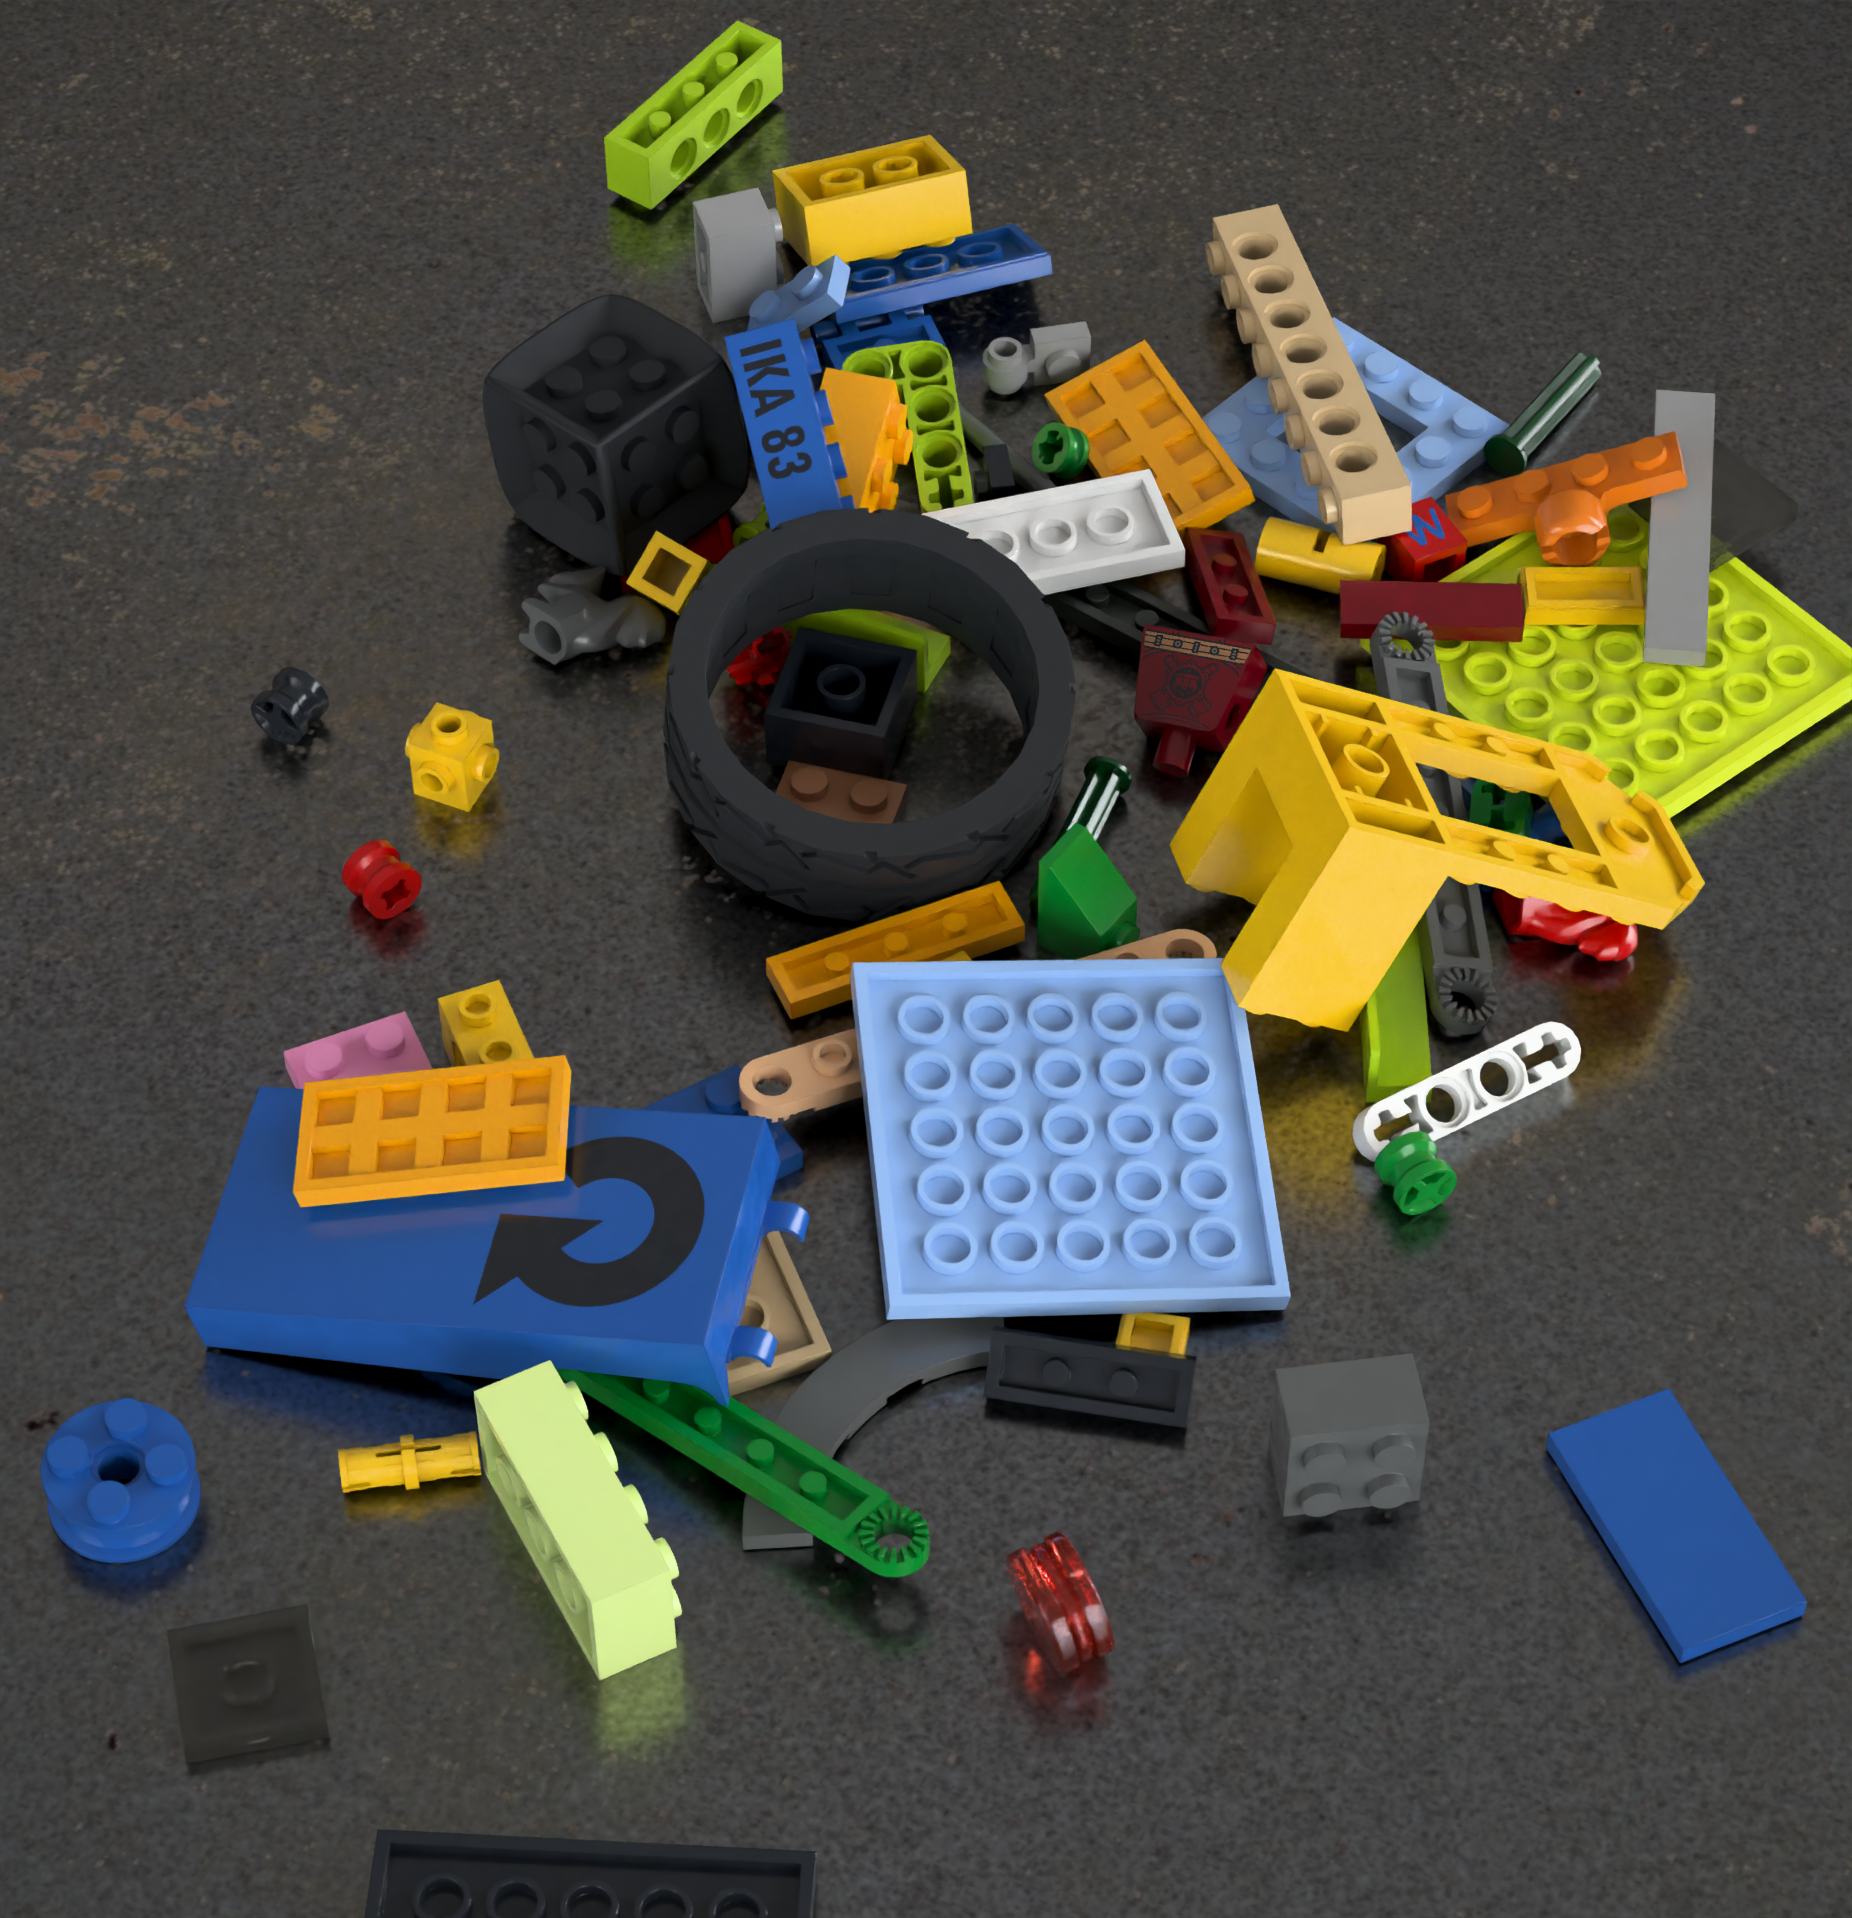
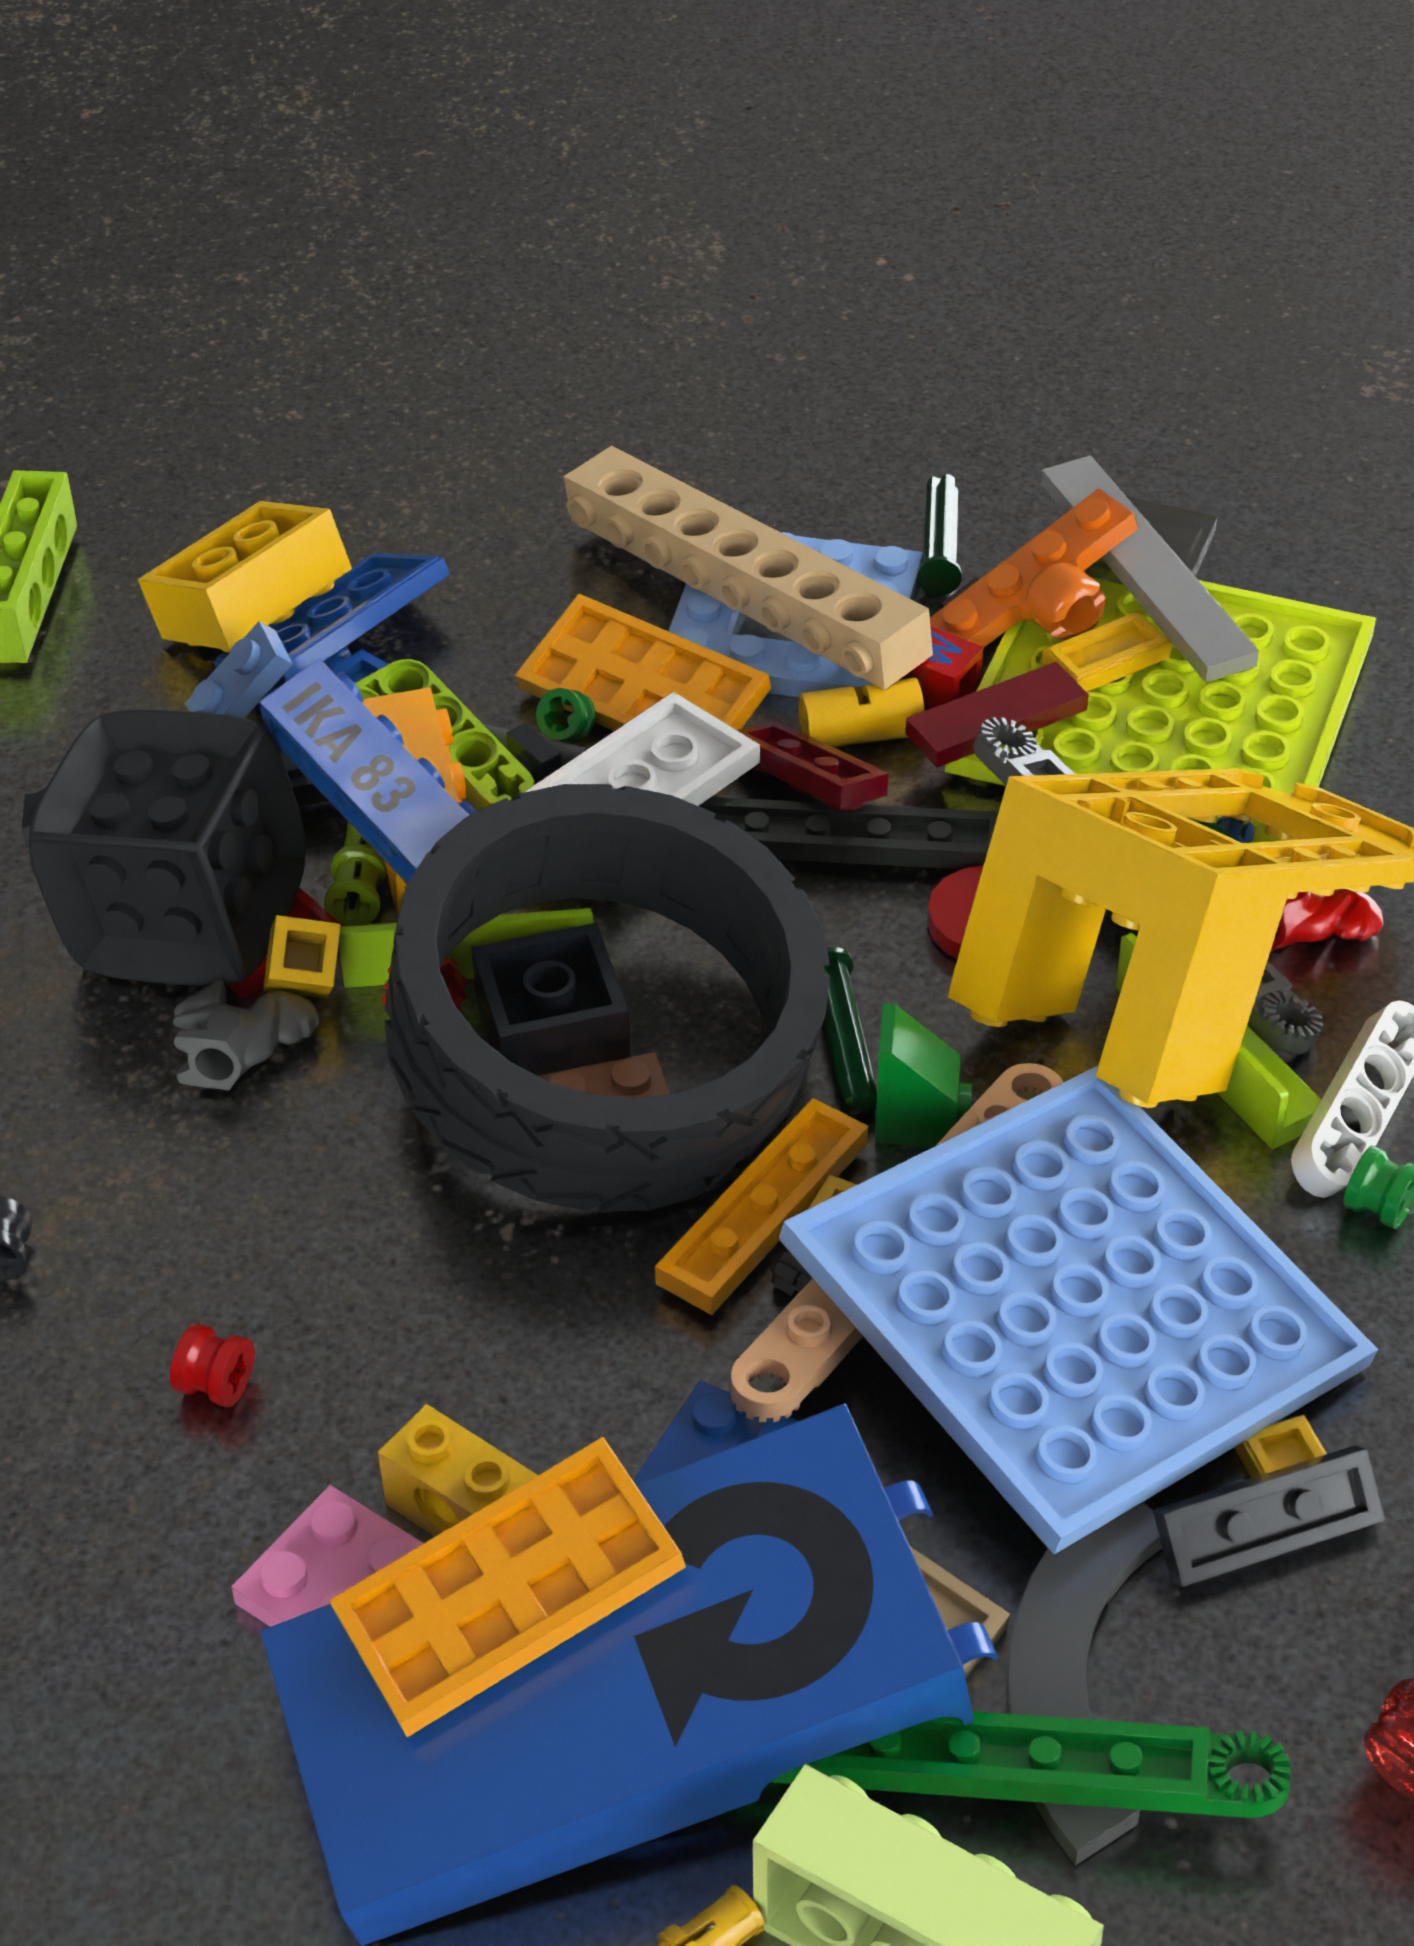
camera: 30 degrees left, 5 degrees down
(452, 756) = (201, 1214): yellow brick -> none
(736, 252) = (150, 654): light grey brick -> none
(1050, 358) = (495, 644): light grey plate -> none
(1193, 693) = (854, 862): dark red torso -> none

